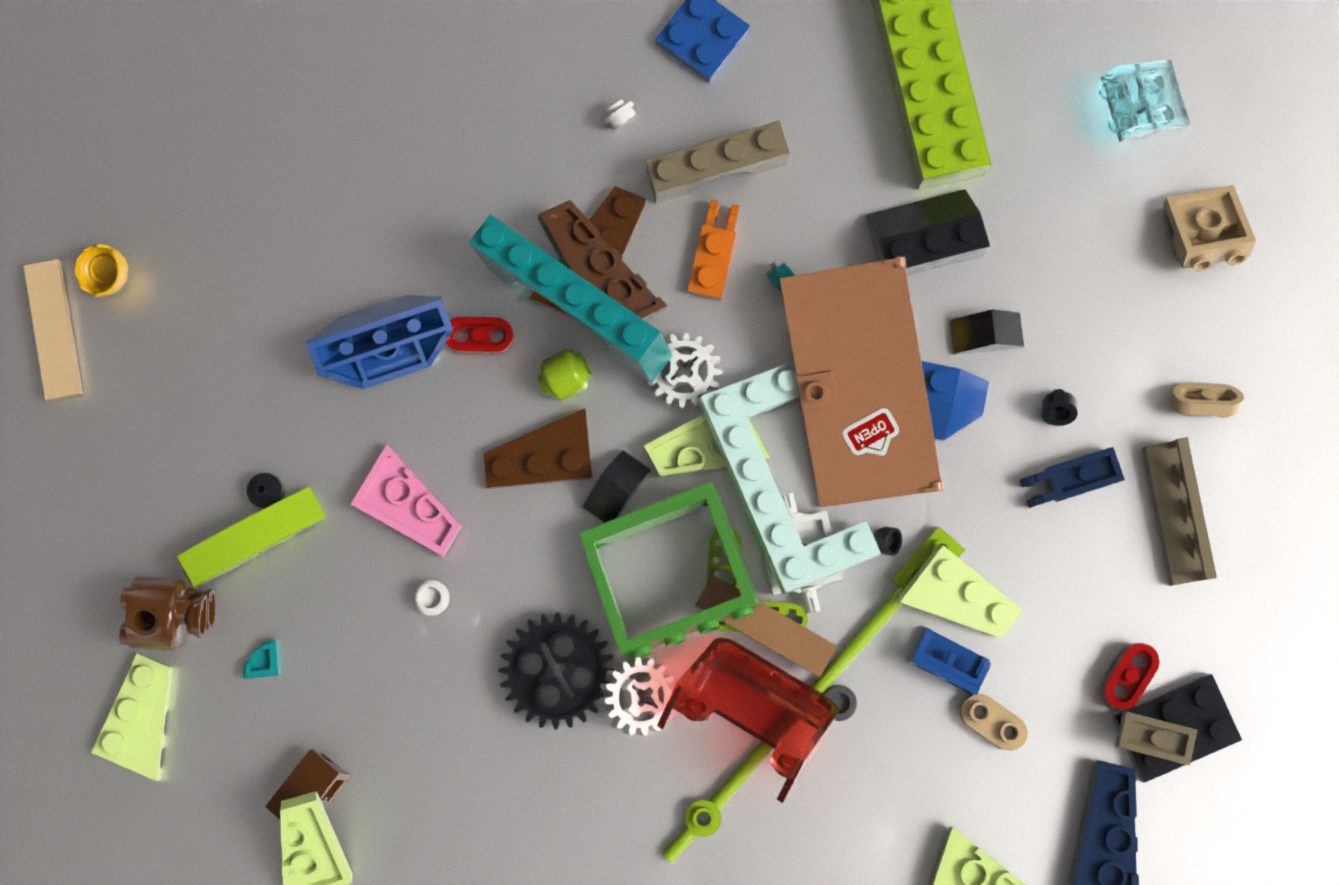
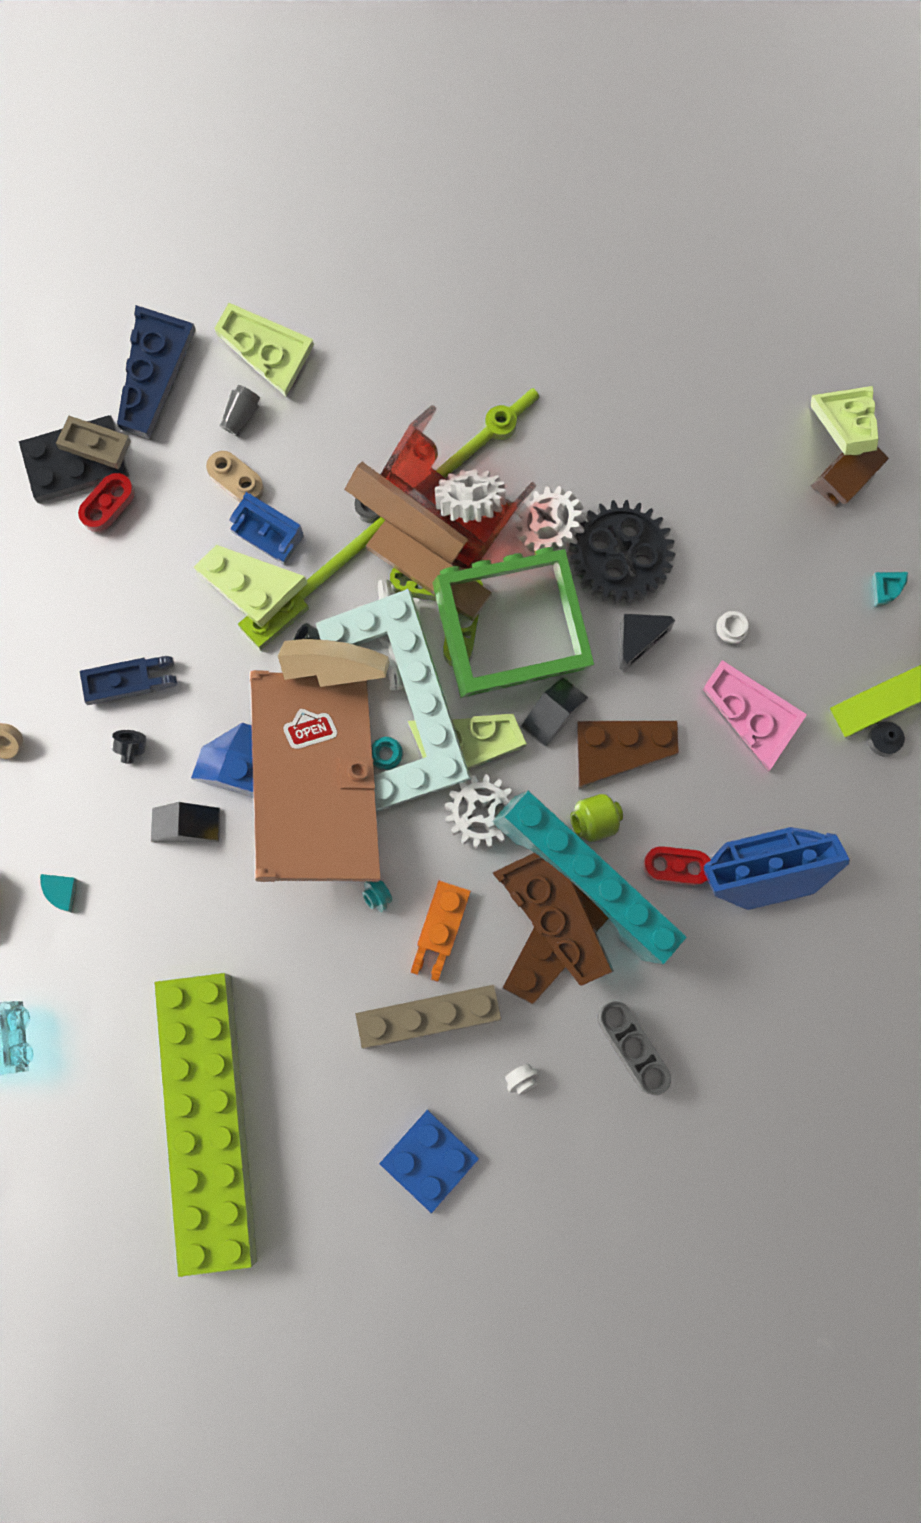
camera: 175 degrees left, 5 degrees down
(505, 138) = (649, 1057): none -> dark grey beam
(532, 575) = (639, 635): none -> black slope
(728, 711) = (470, 495): none -> white gear
(789, 414) = (386, 743): none -> teal plate
(798, 684) = (405, 513): none -> medium nougat tile
(857, 507) = (331, 661): none -> tan slope
(930, 232) = (228, 925): black slope -> none
(1000, 803) = (239, 409): none -> dark grey cone
(1104, 253) = (59, 890): none -> teal tile
(1179, 512) = (34, 640): dark tan fence -> none

